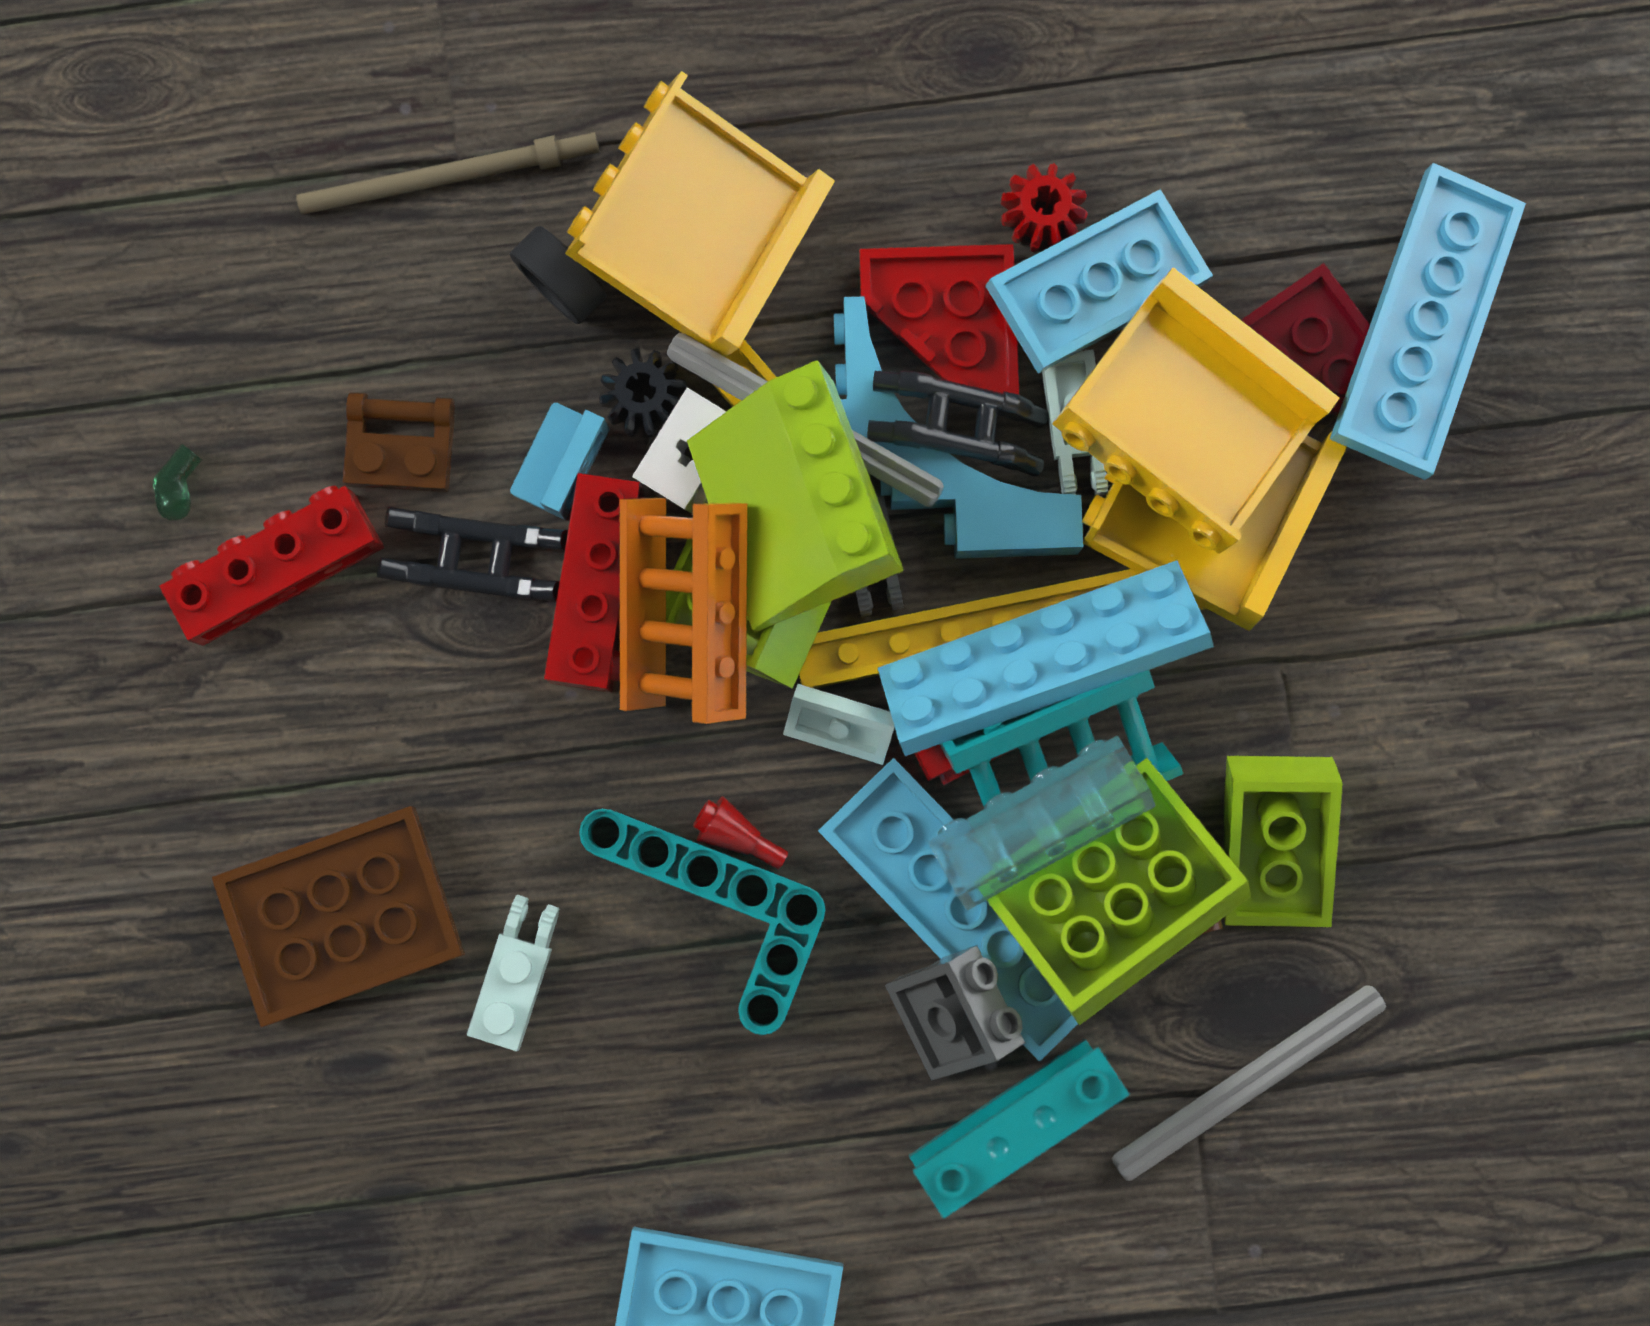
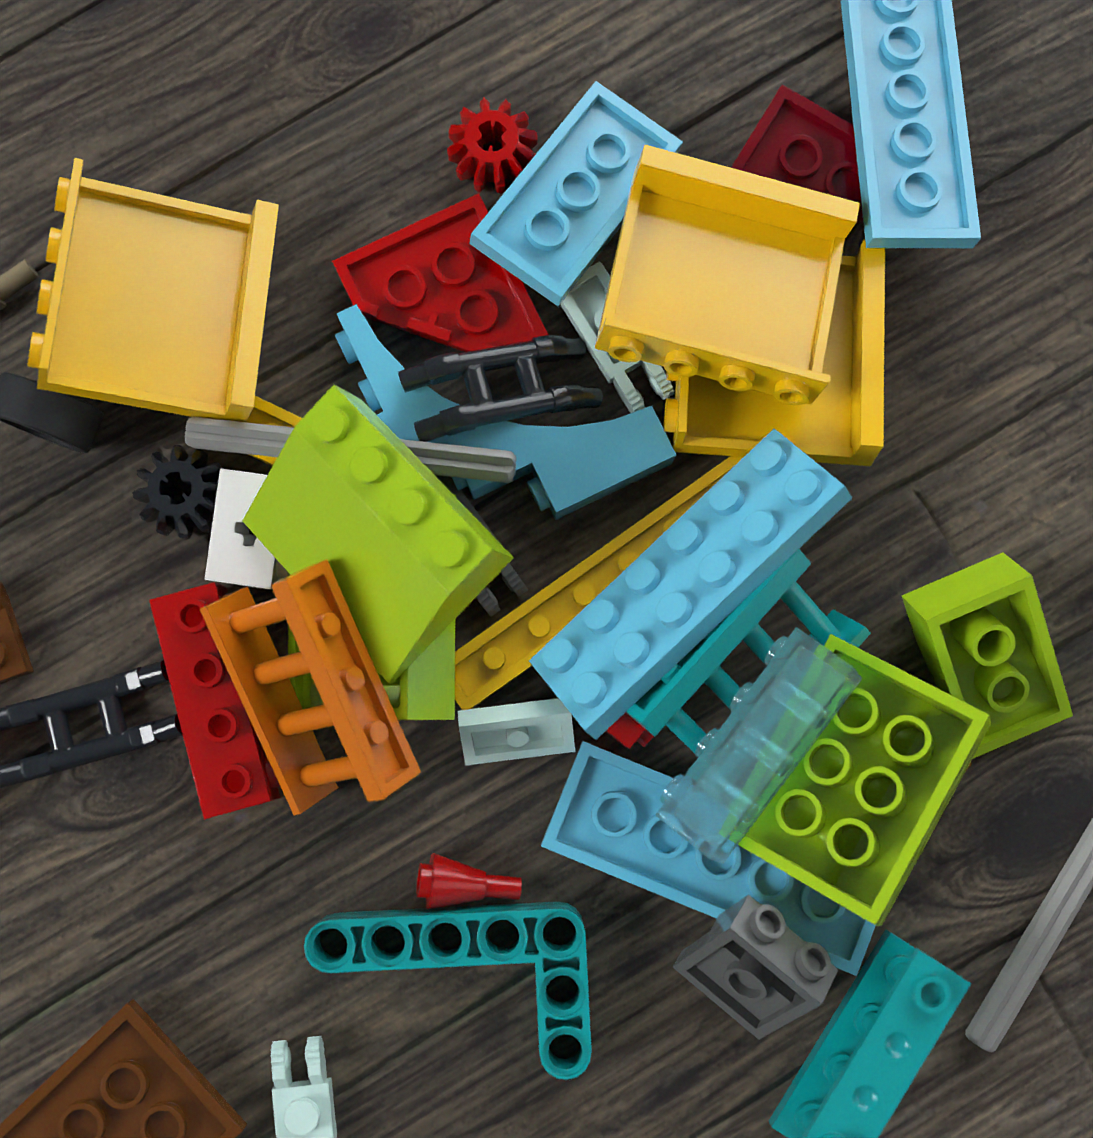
camera: 30 degrees left, 0 degrees up
(560, 451) = (126, 579): medium azure panel -> none

